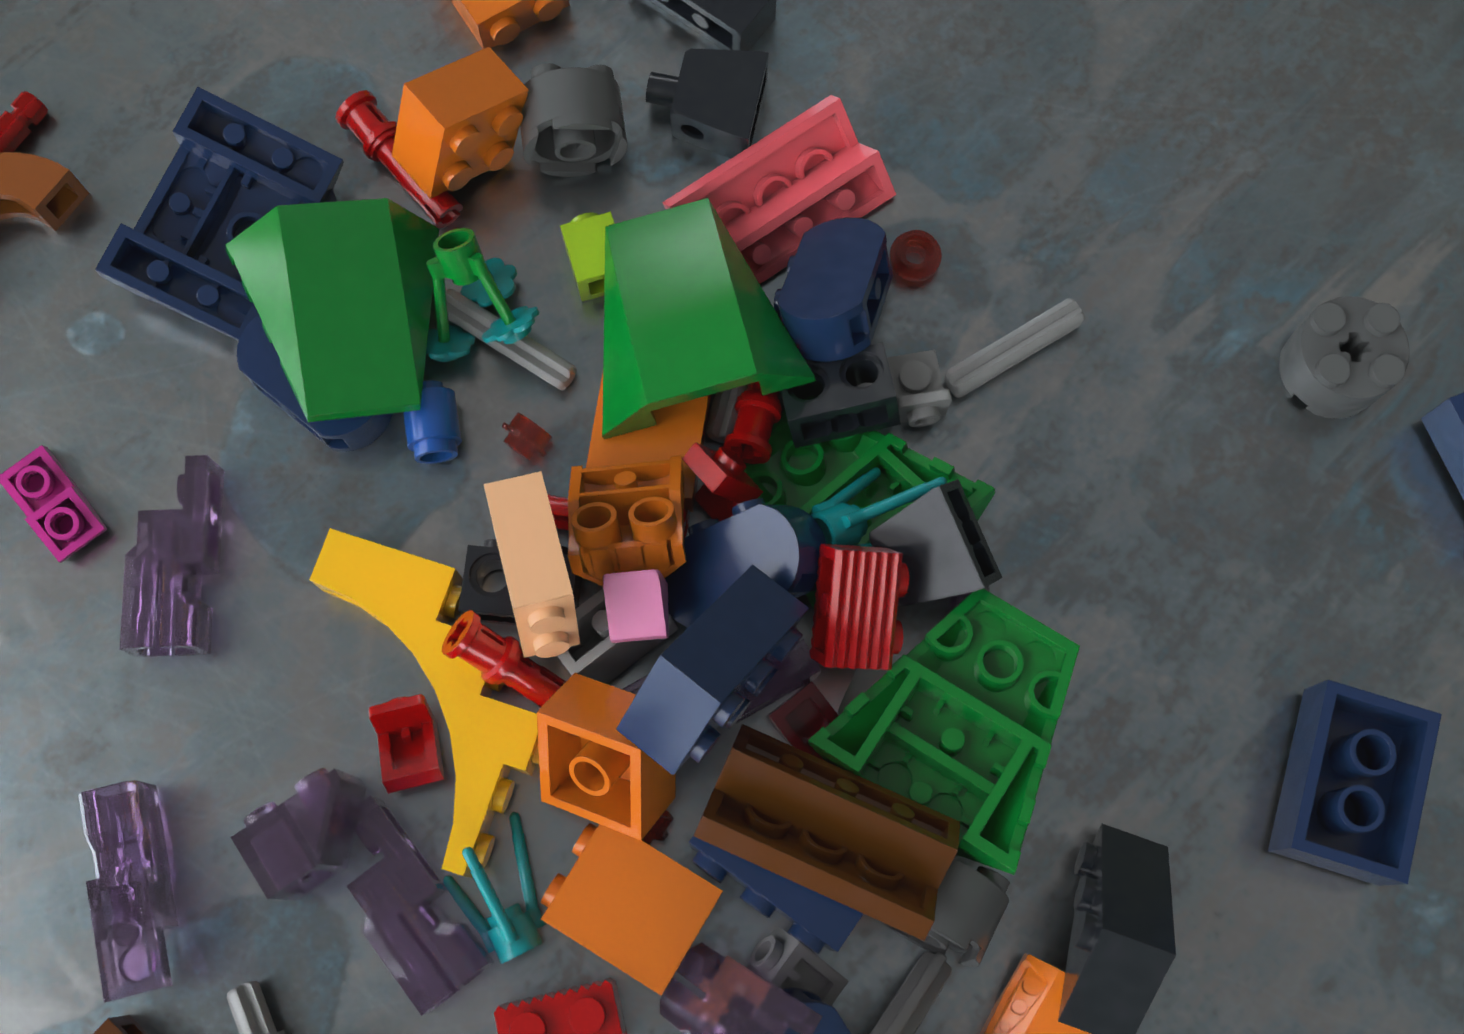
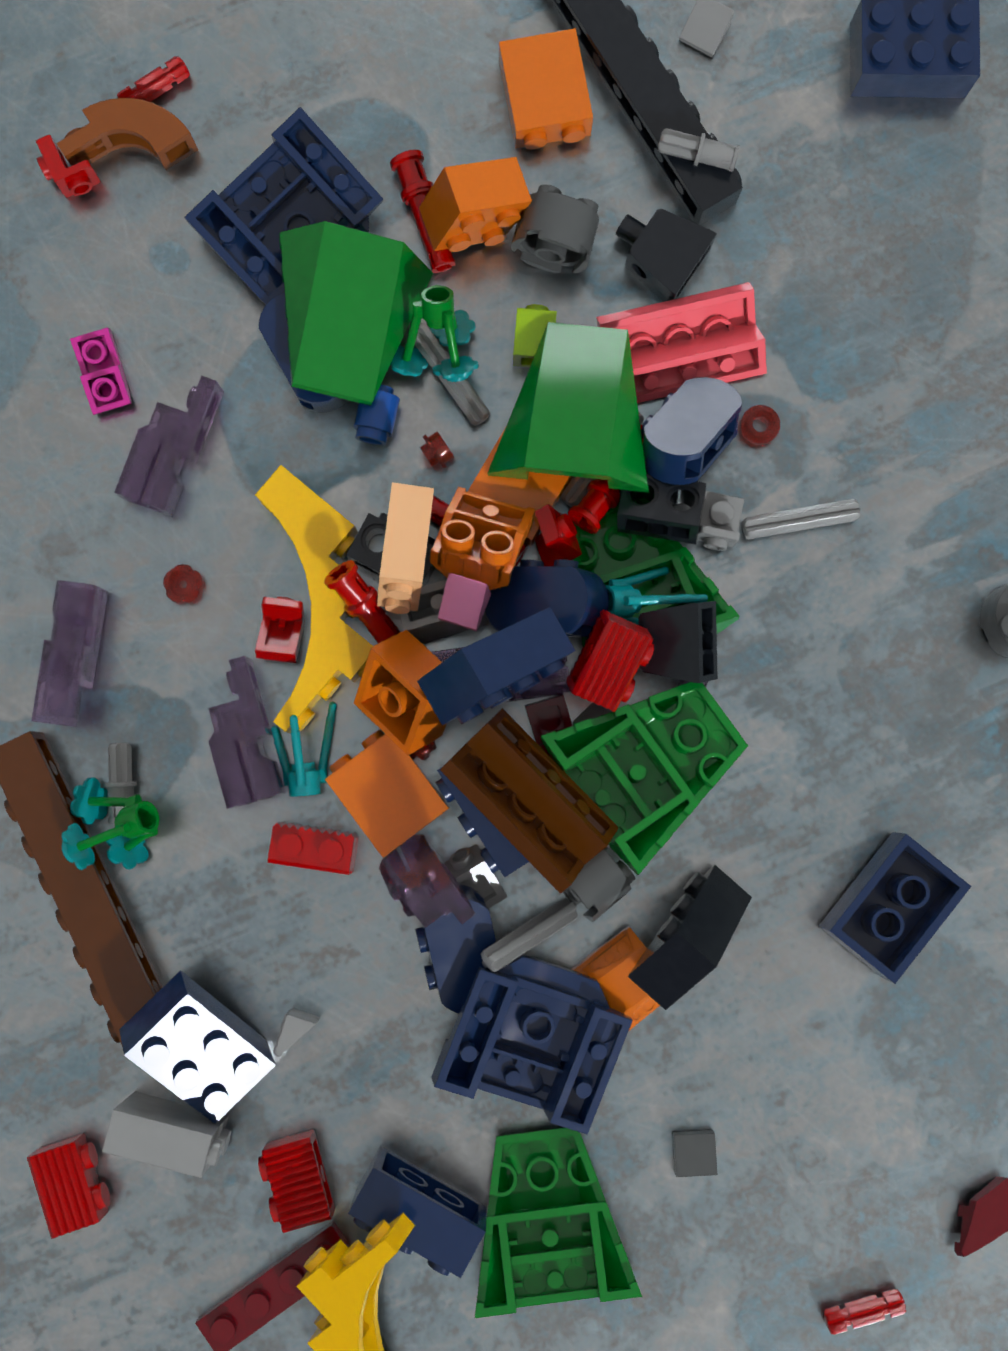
camera: 20 degrees right, 10 degrees up
(244, 724) = (172, 584): none -> clear red plate
(305, 837) = (192, 666): clear purple slope -> none

